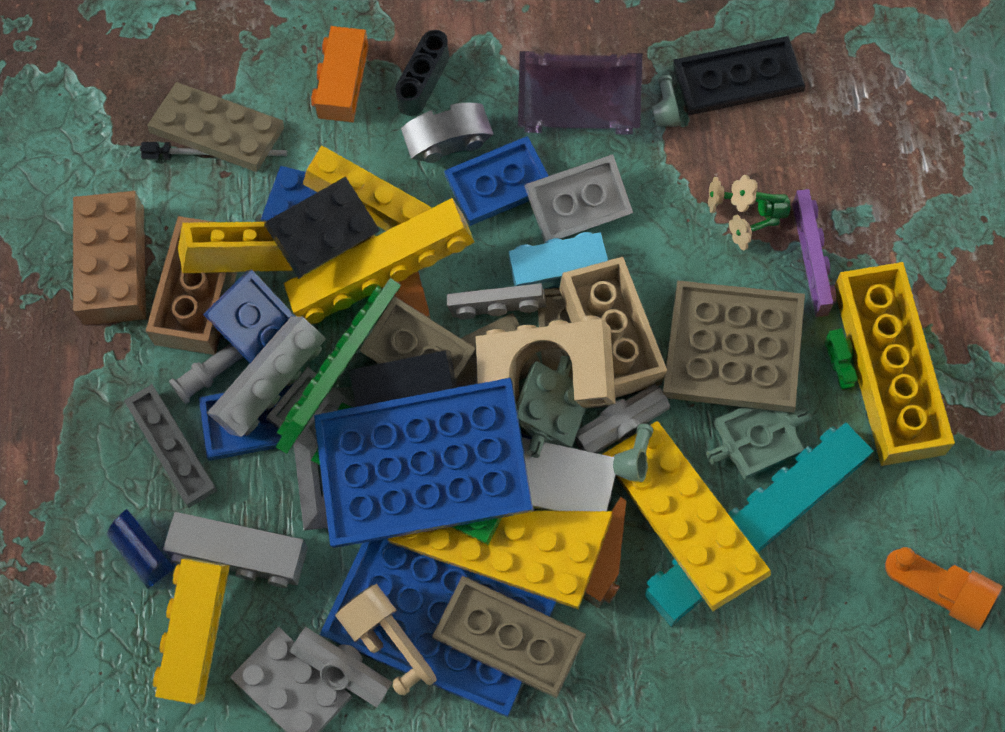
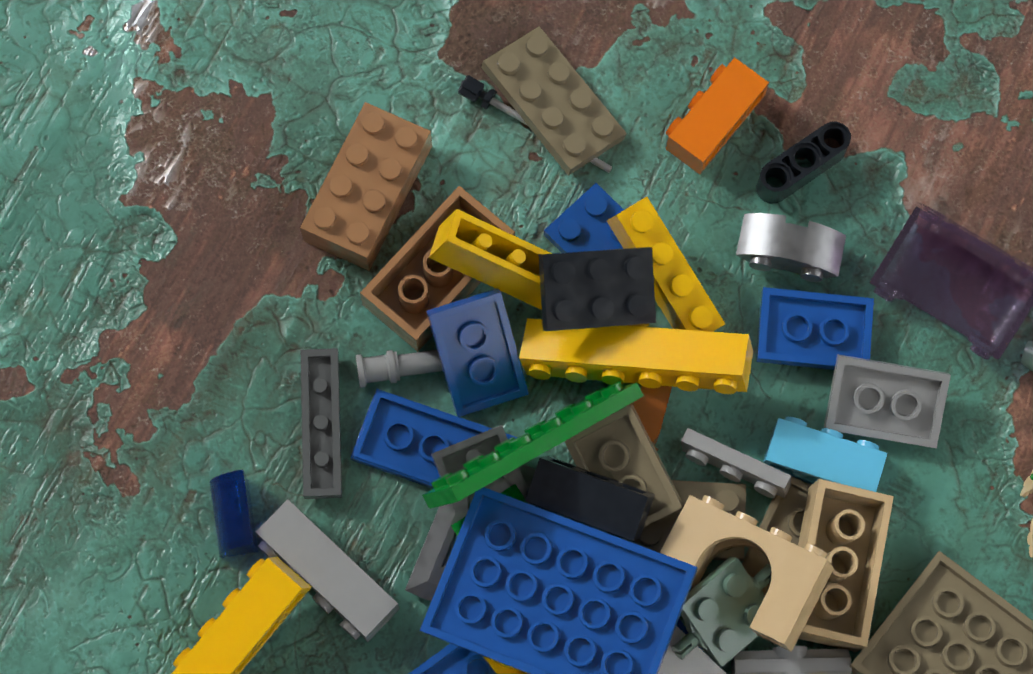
camera: 25 degrees right, 5 degrees up
(267, 376) = (456, 411): light grey brick -> none

